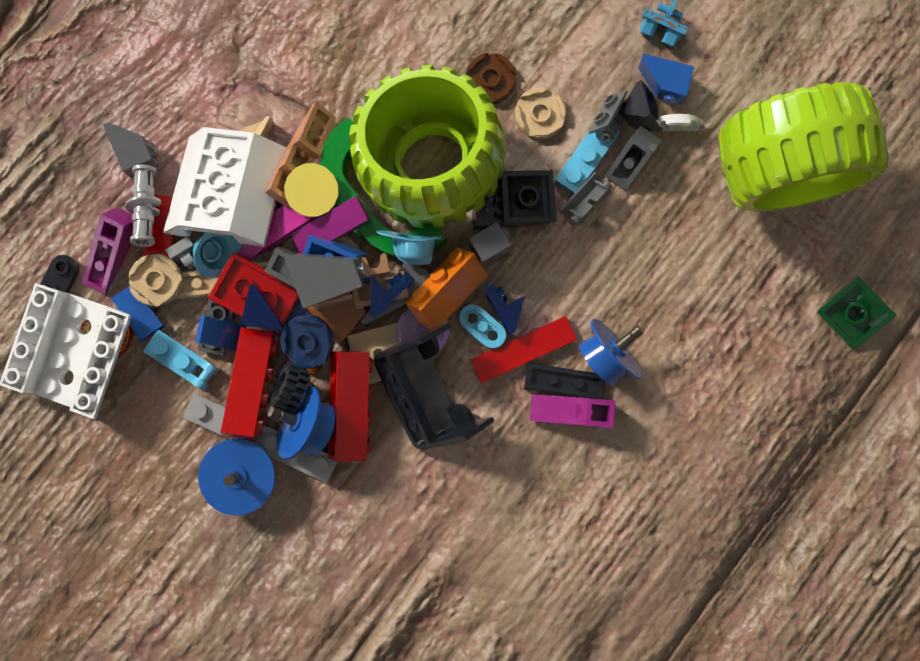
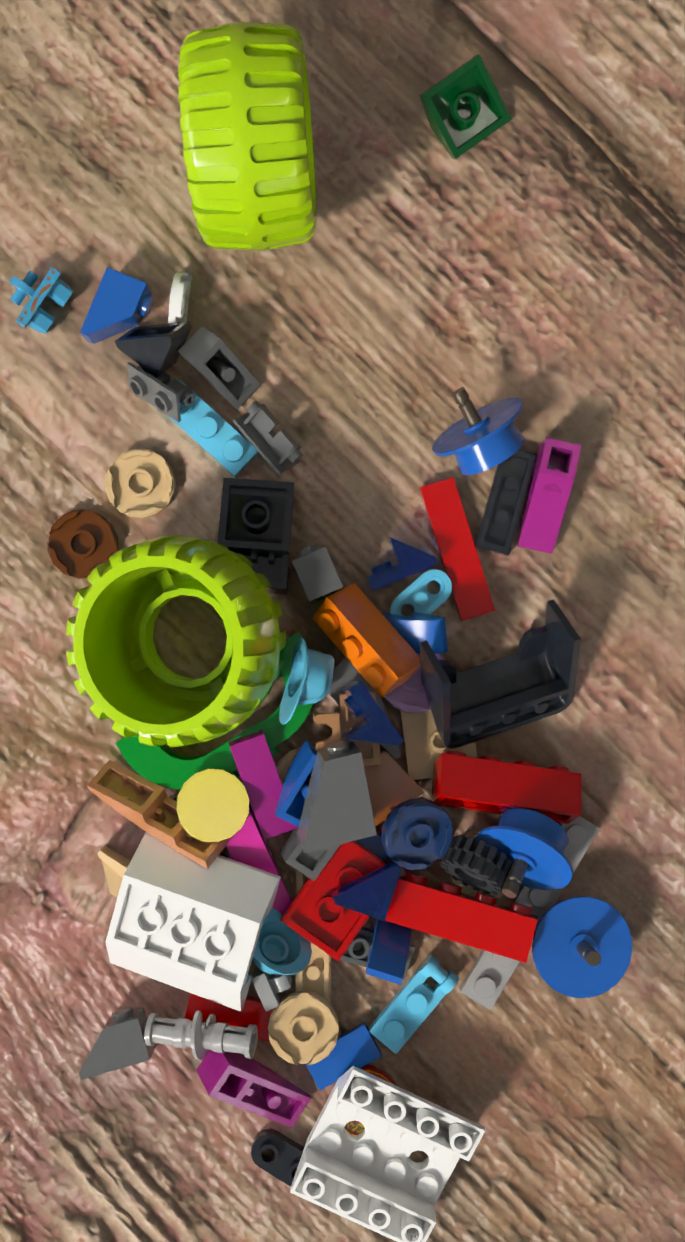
camera: 80 degrees left, 5 degrees up
(460, 327) = (420, 628): none -> blue slope

